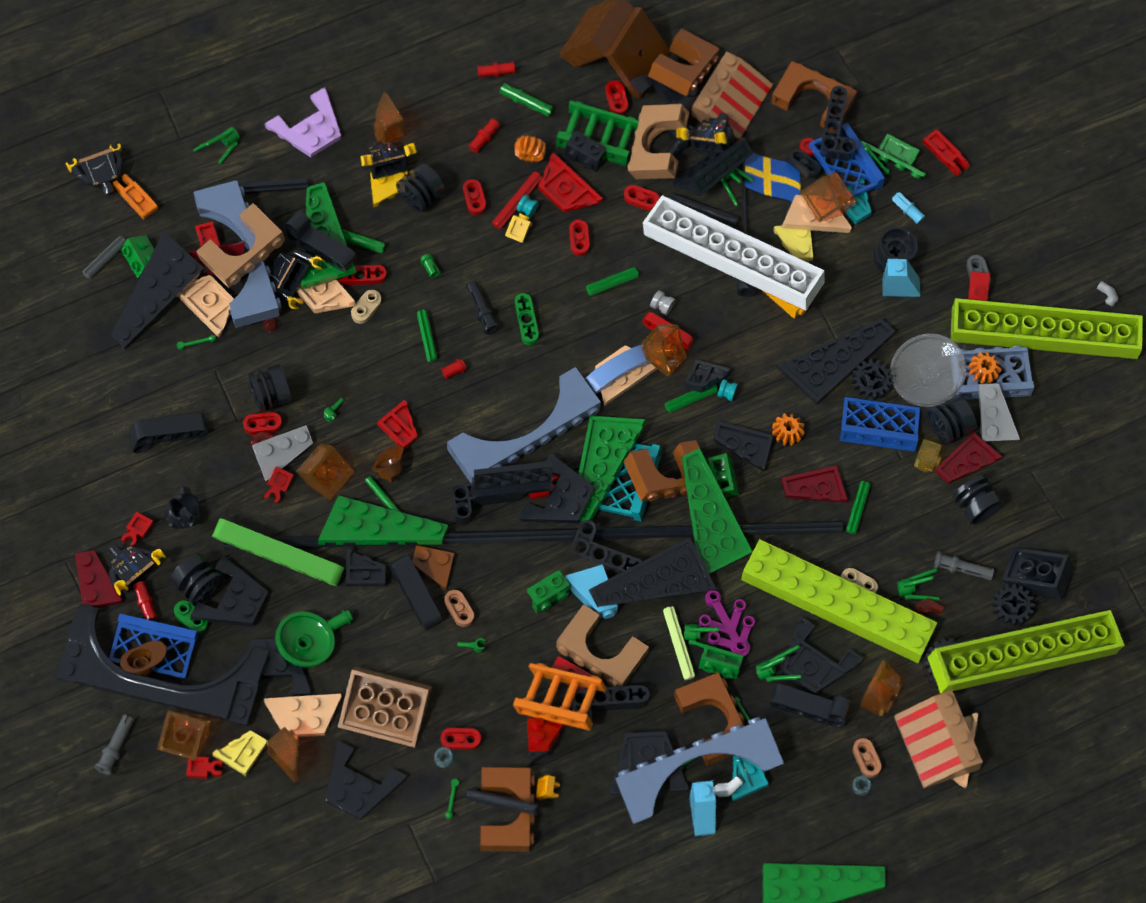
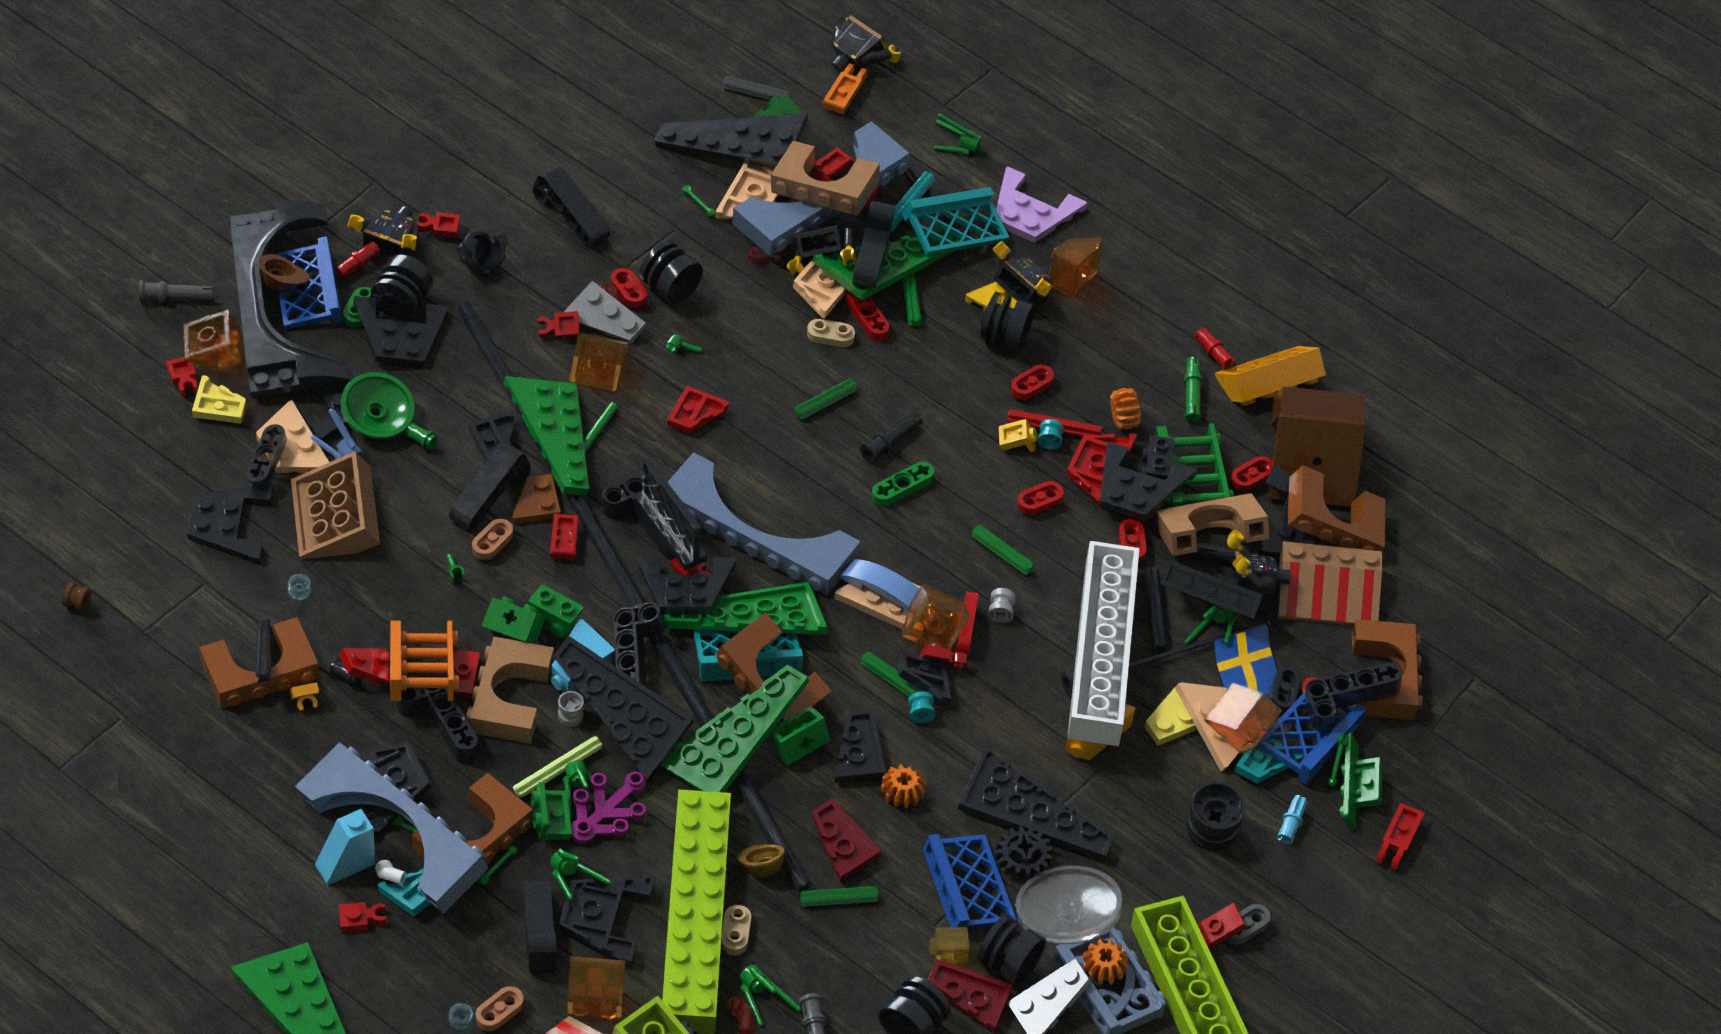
camera: 65 degrees right, 15 degrees down
(94, 581) = (364, 205): dark red wing -> none
(271, 203) = (914, 193): none -> teal axle
(278, 552) = (473, 349): bright green beam -> none
(285, 752) = (230, 434): clear orange slope -> none
(295, 181) = (947, 205): none -> teal fence
(302, 729) = (267, 466): none -> black beam
(331, 676) = (345, 446): none -> medium blue plant
(389, 463) = (636, 416): reddish brown piece -> none
(428, 262) = (918, 371): green pin -> none
(454, 368) = (797, 436): red pin -> none
(454, 783) = (272, 610): green hinge -> none
(460, 738) = (330, 595): red plate -> none
(477, 559) = (564, 537): none -> red plate
(484, 135) = (1119, 365): red pin -> none
(535, 45) = (1271, 373): none -> light orange slope
(556, 620) = (500, 617): none -> green brick
(605, 178) = (1136, 492): none -> black wing
(636, 610) = (570, 708): none -> light grey wheel
(689, 360) = (939, 653): none -> red plate
(751, 823) = (357, 917): none -> red plate
(812, 542) = (762, 859): none -> pearl gold piece
(900, 279) = (1178, 833): medium azure slope -> none

